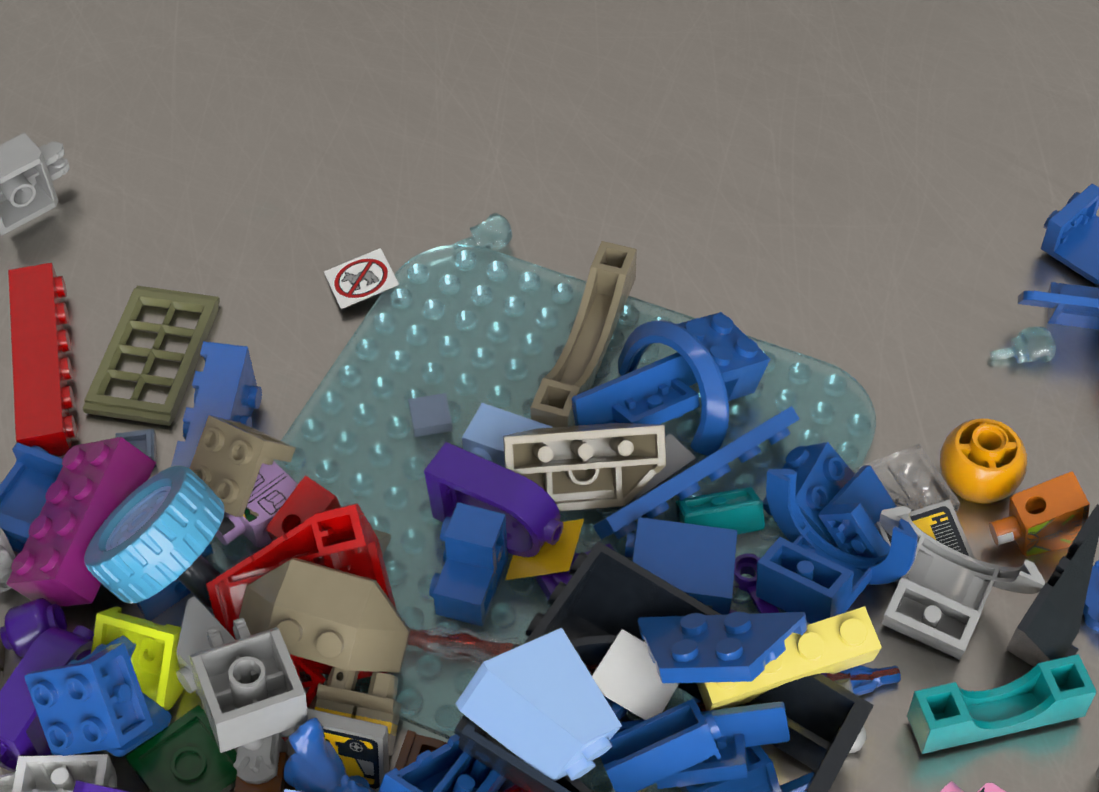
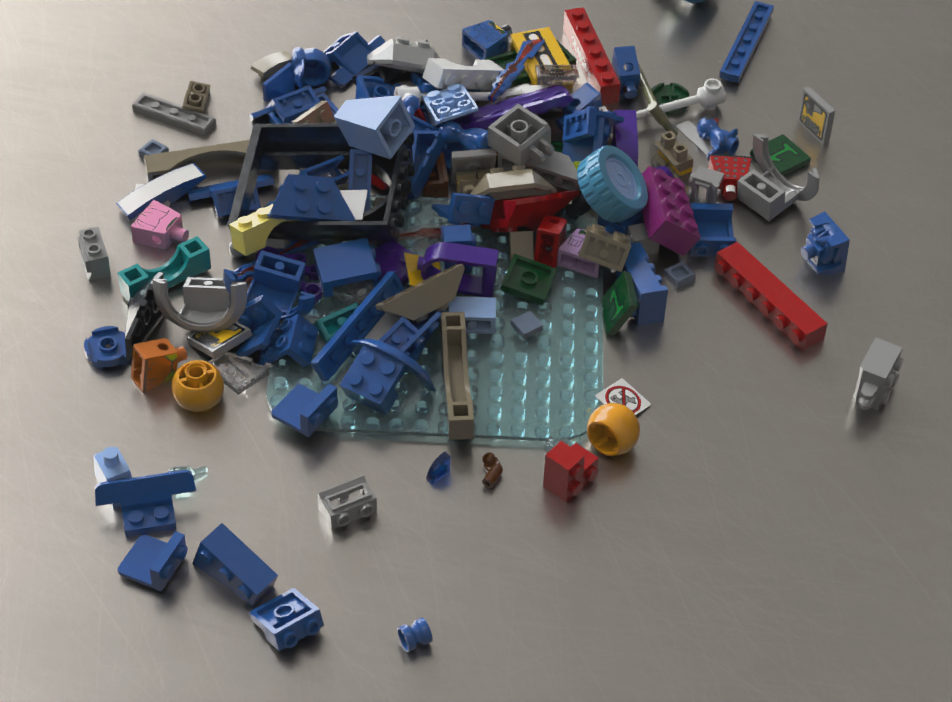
camera: 155 degrees right, 5 degrees down
(133, 409) = (722, 356): olive piece -> none
(274, 389) = (619, 303): none -> dark green tile
(383, 486) = (528, 279): none -> dark green plate
(409, 214) = (613, 429): none -> light orange wheel
(436, 608) = (467, 209): none -> blue bracket
(503, 188) = (568, 469): none -> red brick
(591, 235) = (493, 468): none -> reddish brown arm
(663, 253) = (439, 468): none -> clear blue tile
(782, 75) = (414, 634): none -> blue wheel
(809, 235) = (347, 502): none -> light grey window
(823, 366) = (305, 408): none -> blue bracket
(931, 126) = (287, 619): none -> blue plate
(990, 195) = (234, 565): none -> blue wedge

